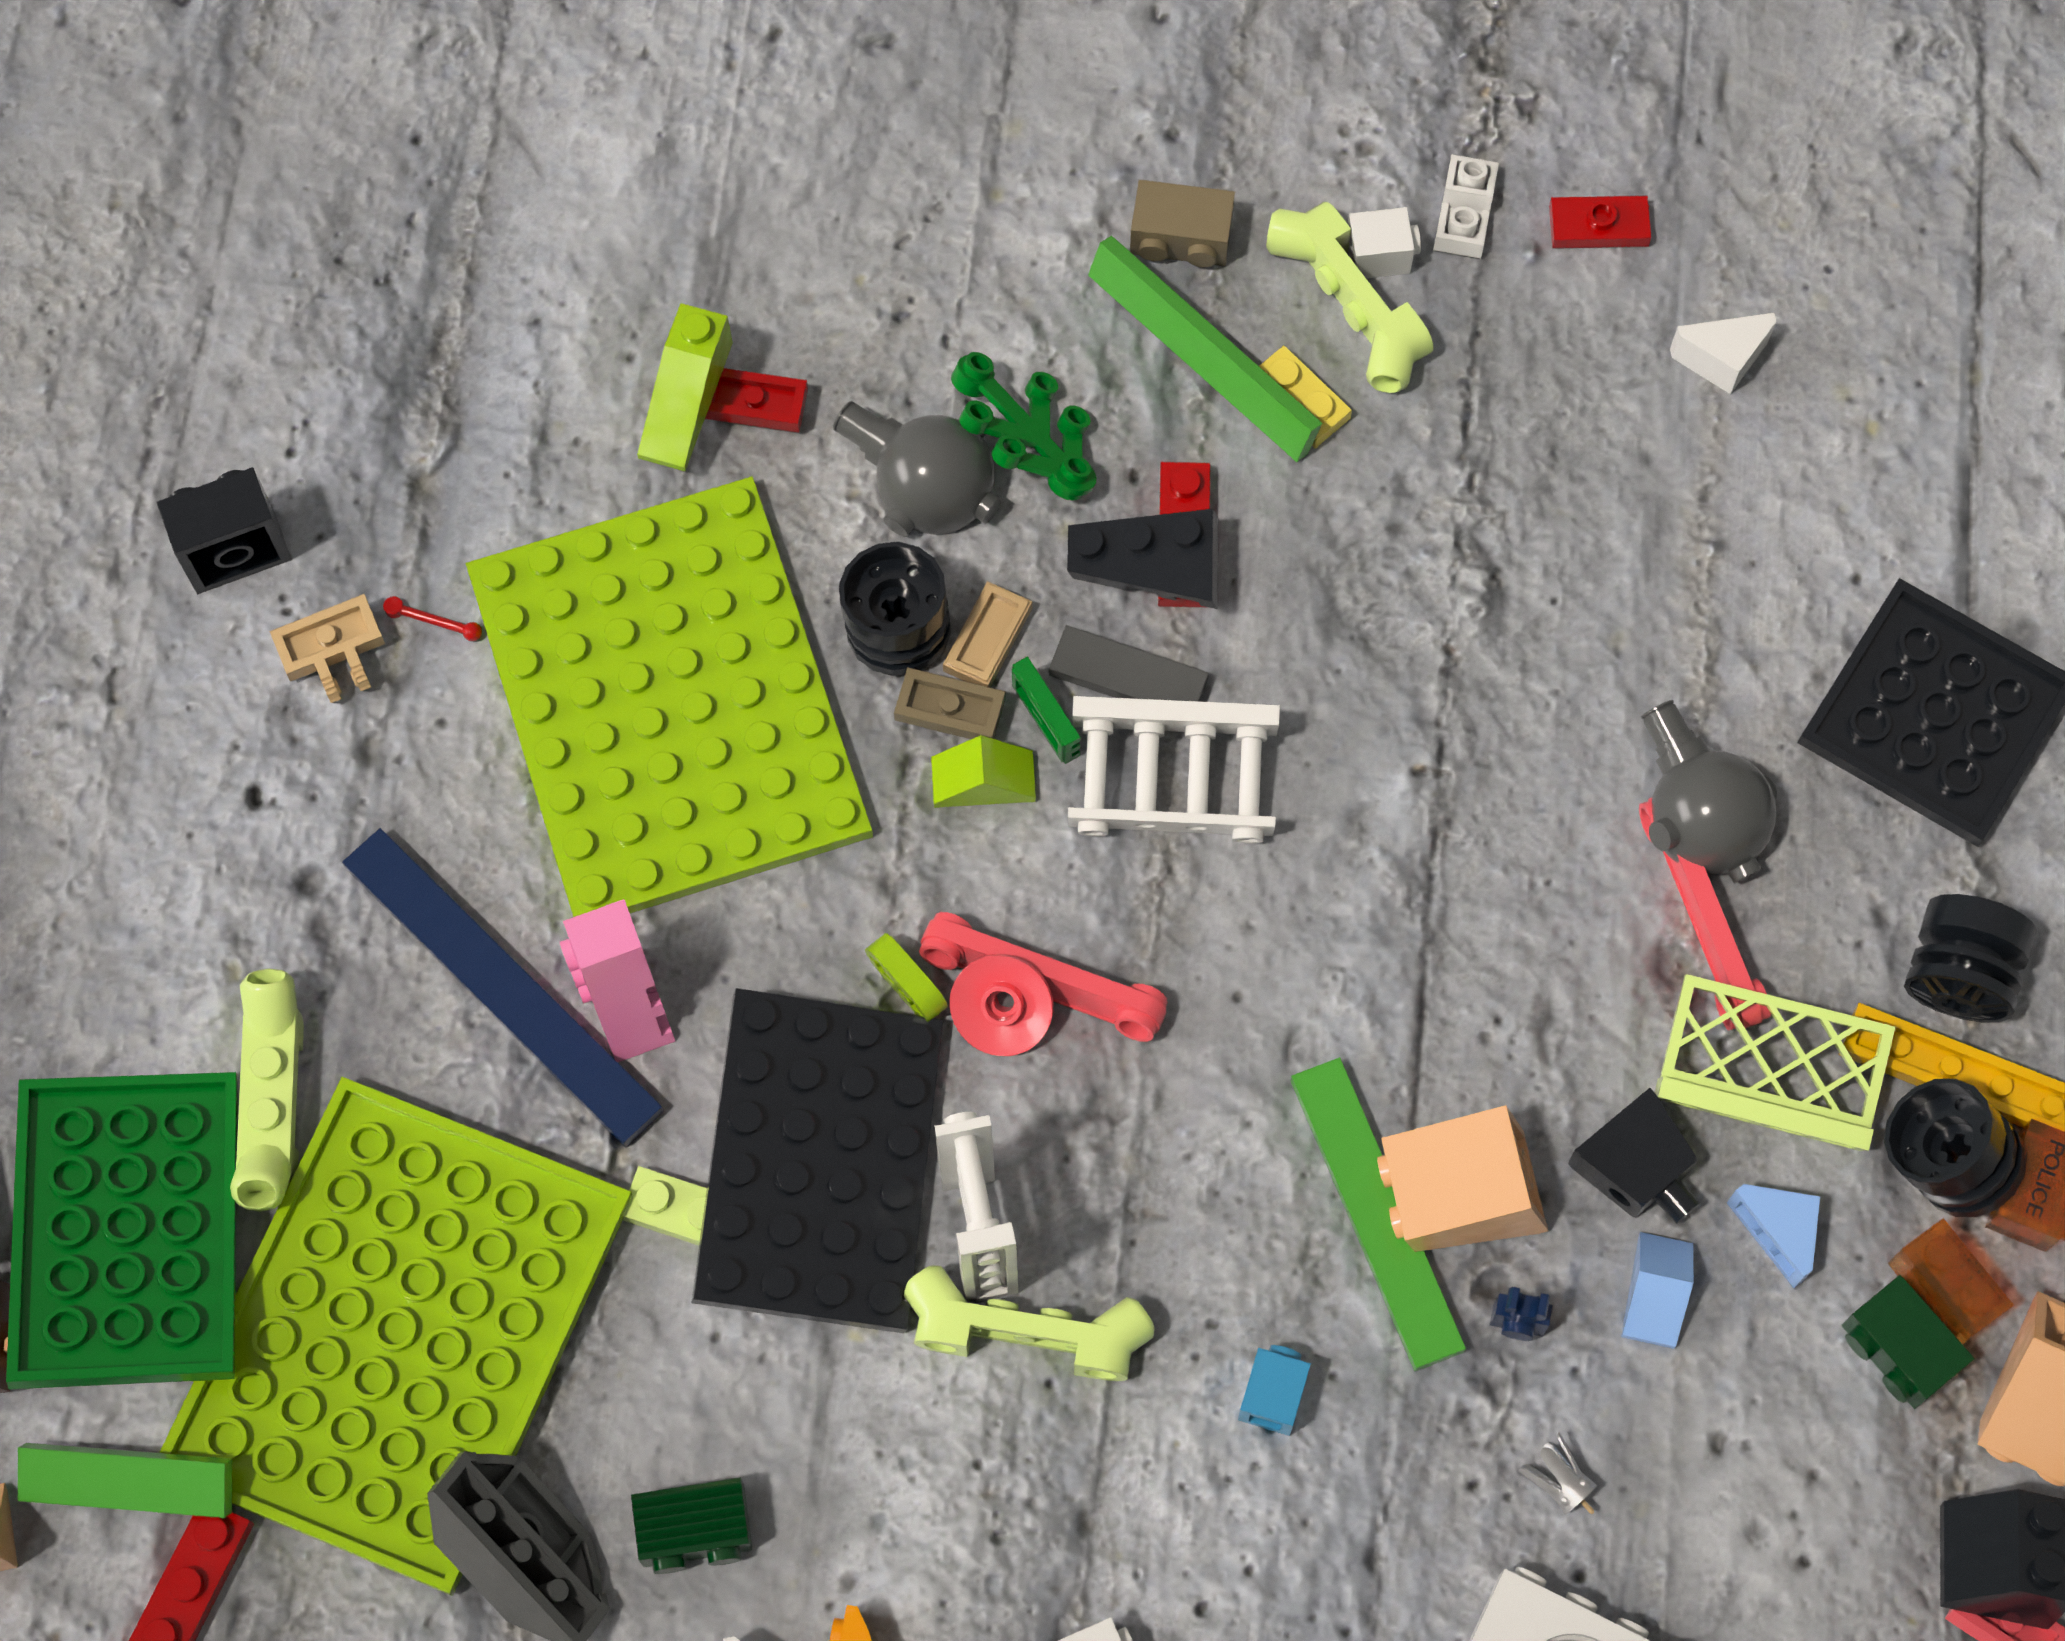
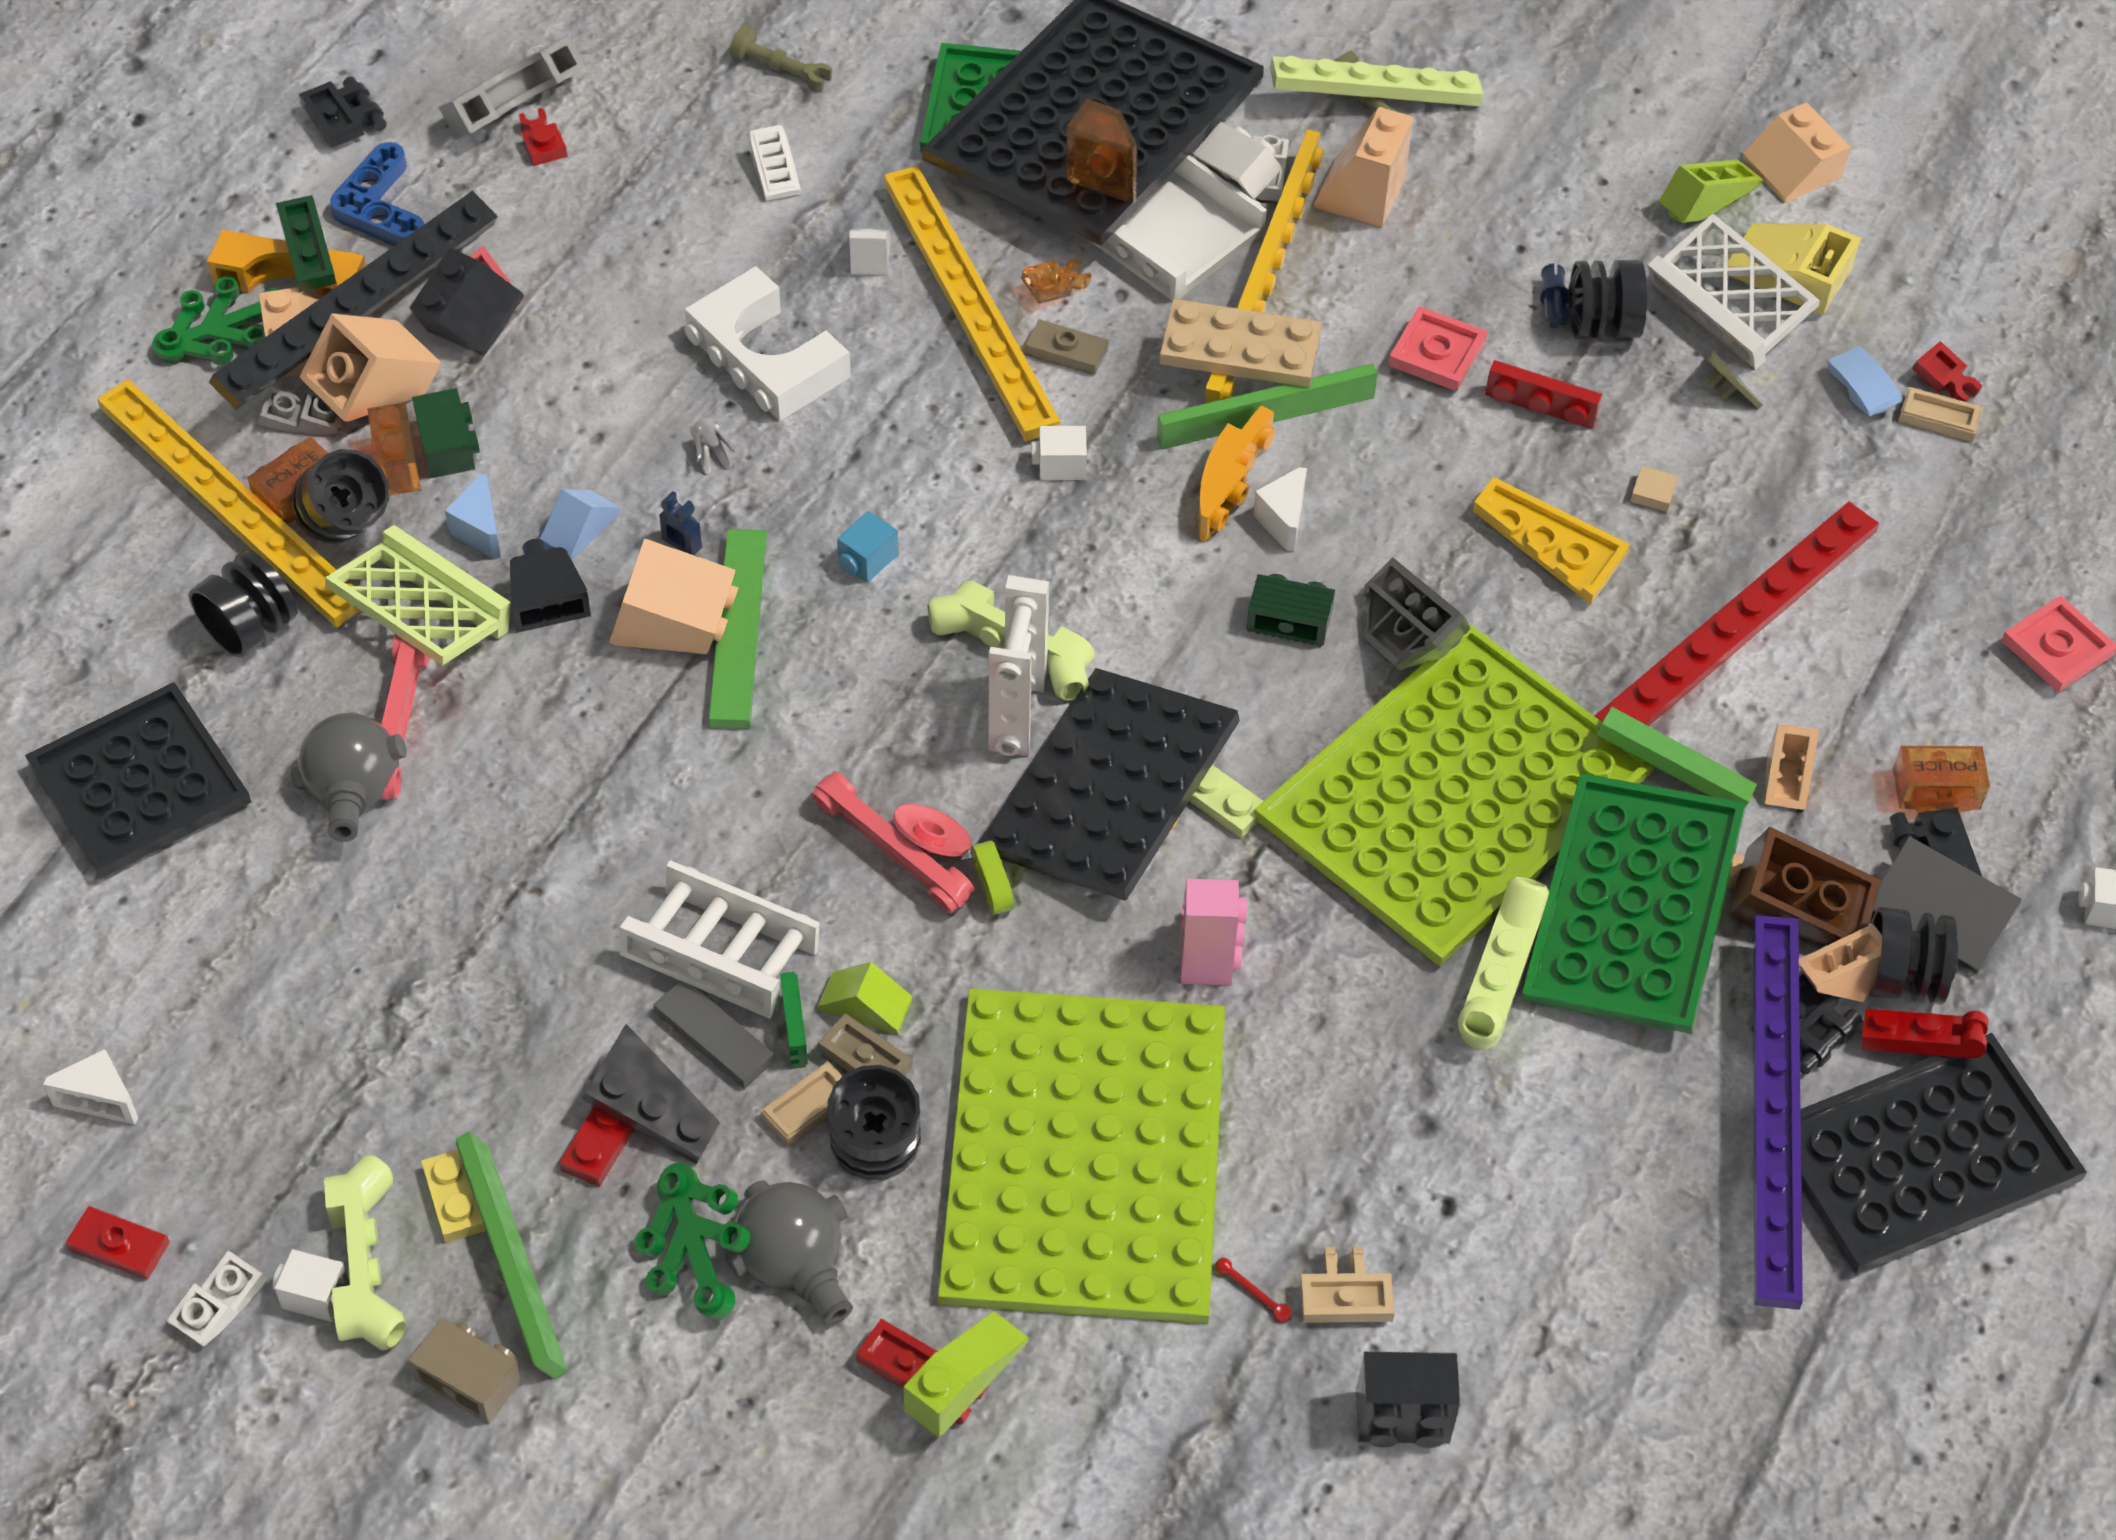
camera: 160 degrees left, 15 degrees down
(503, 987) = (1304, 999): dark blue tile -> none

